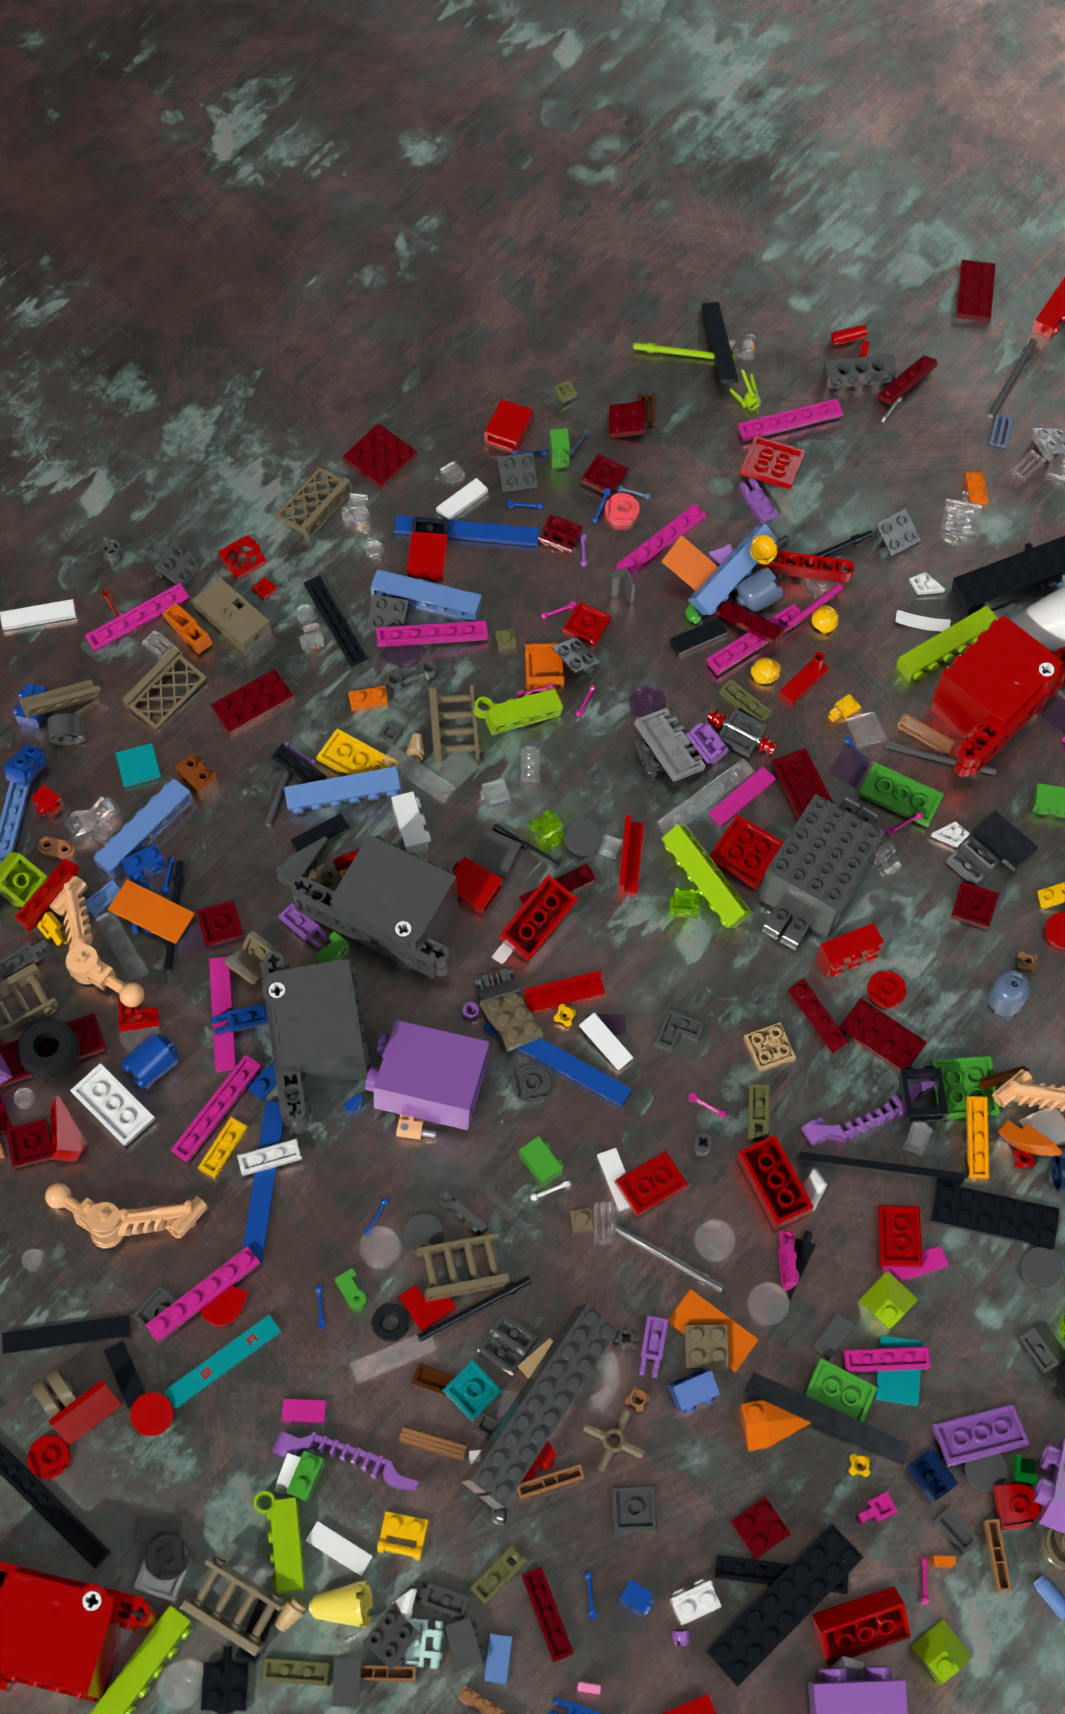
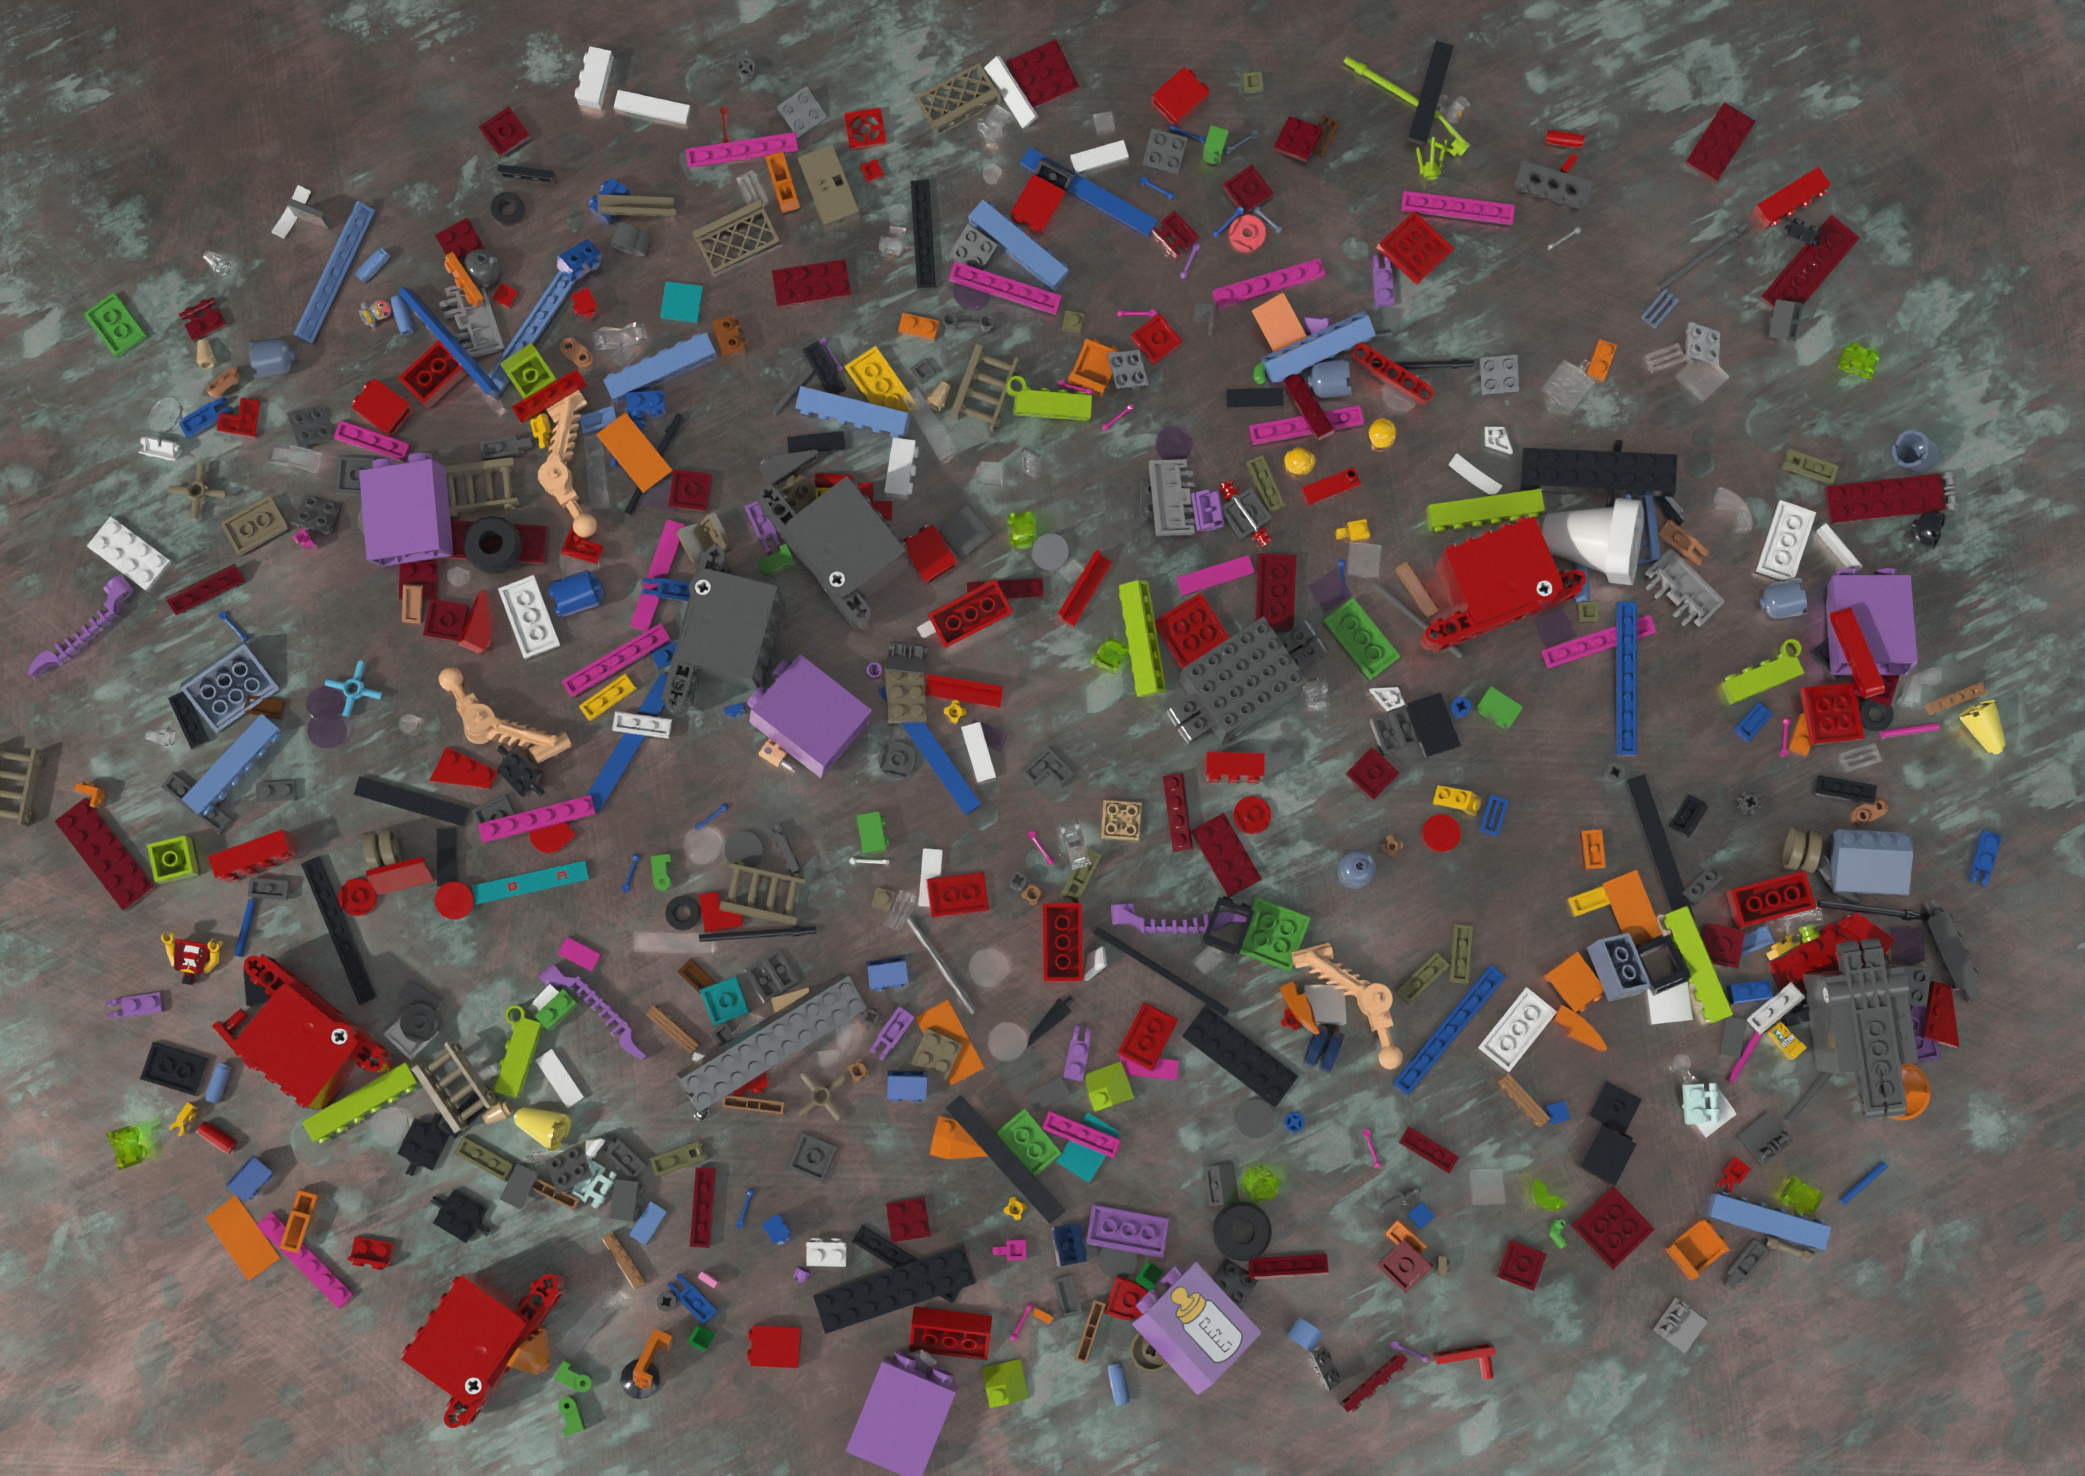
camera: 25 degrees right, 15 degrees up
(104, 1281) = (461, 770): none -> red wing
(165, 890) = (655, 435): blue hinge -> none
(166, 1253) = (520, 771): none -> black plate
(359, 478) = (1011, 92): none -> white tile
(404, 1528) = (620, 1087): yellow plate -> none
(527, 846) = (996, 536): black bar -> none
(621, 1287) = (887, 973): none -> brick
(707, 796) = (1182, 561): clear tile -> none
(726, 1147) = (1027, 894): none -> medium nougat plate
(736, 1080) = (1074, 843): none -> clear brick
(763, 549) = (1352, 342): yellow hair -> none
(765, 370) = (1459, 144): none -> lime plant
(787, 1260) = (1040, 1013): dark pink hinge -> none
(815, 605) = (1378, 416): dark pink bar -> none
(842, 1285) = (1077, 1055): none -> medium lavender hinge
(890, 831) = (1334, 669): dark pink hinge -> none
(907, 379) = (1596, 213): dark red plate -> none
(977, 1137) = (1259, 983): light orange tile -> none
(999, 1078) = (1309, 941): reddish brown axle -> none
(1016, 818) = (1458, 710): none -> blue wheel

